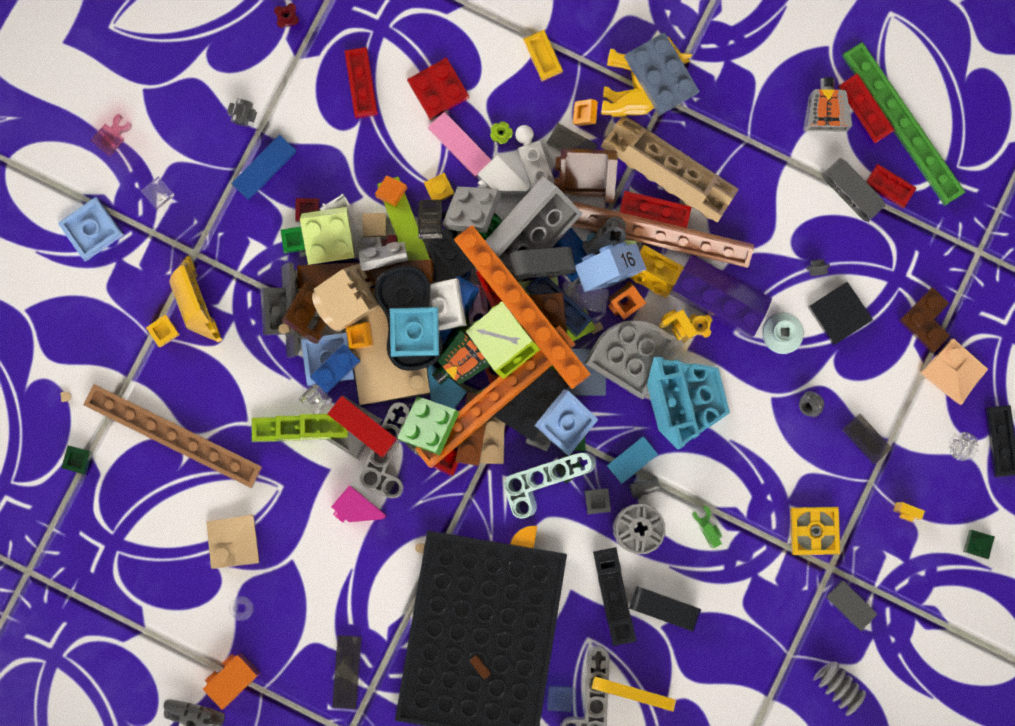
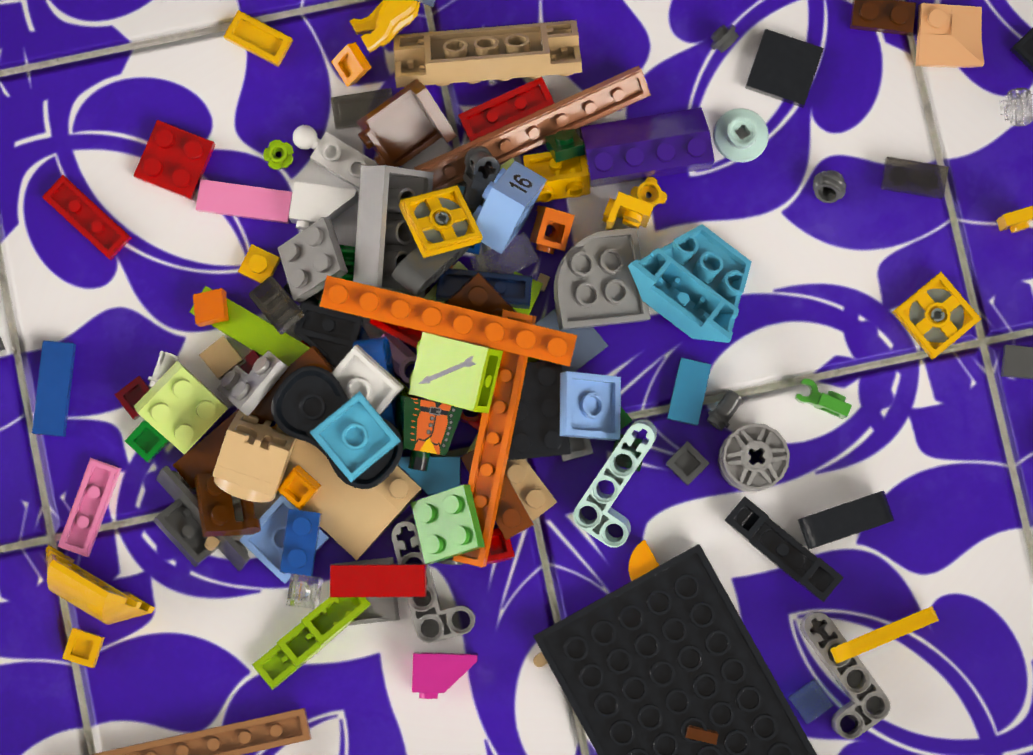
camera: 30 degrees left, 0 degrees up
(230, 252) = (89, 507): none -> bright pink tile
(563, 244) = (440, 221): none -> yellow piece
(673, 257) = (565, 145): none -> dark green plate

